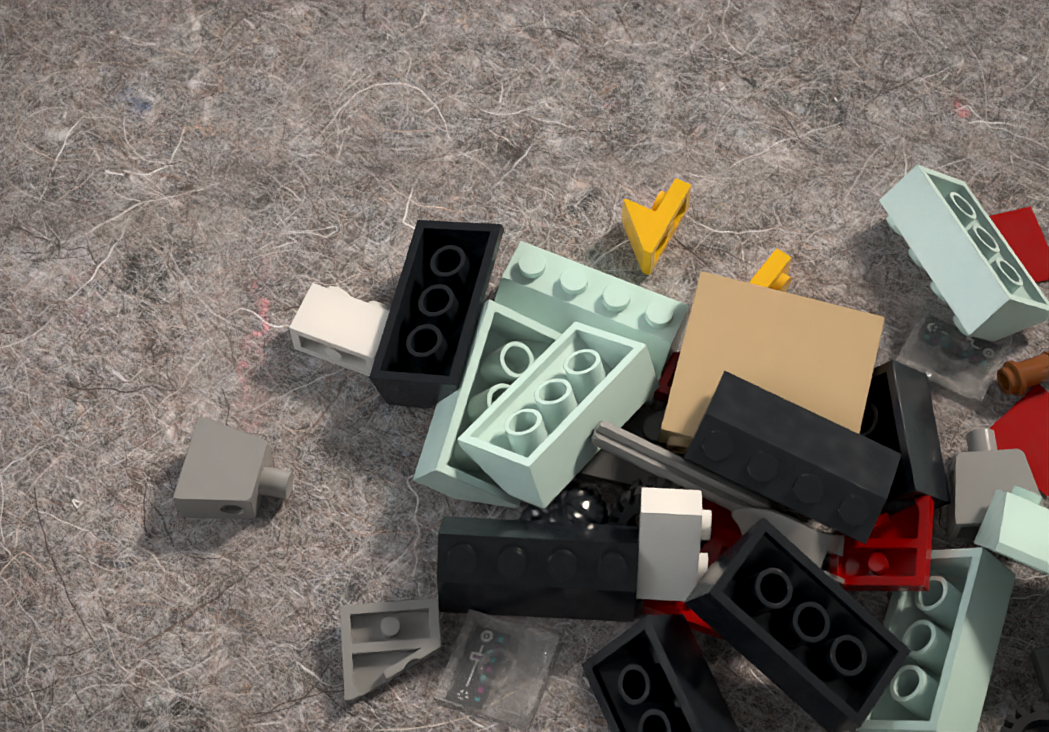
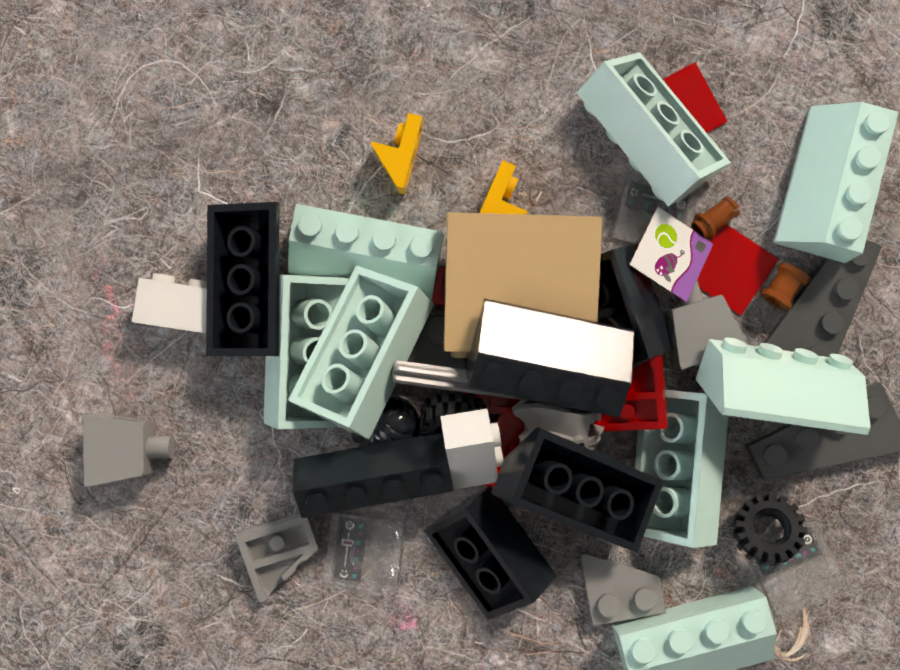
camera: 10 degrees left, 25 degrees up
(965, 392) = (671, 254): none -> sticker

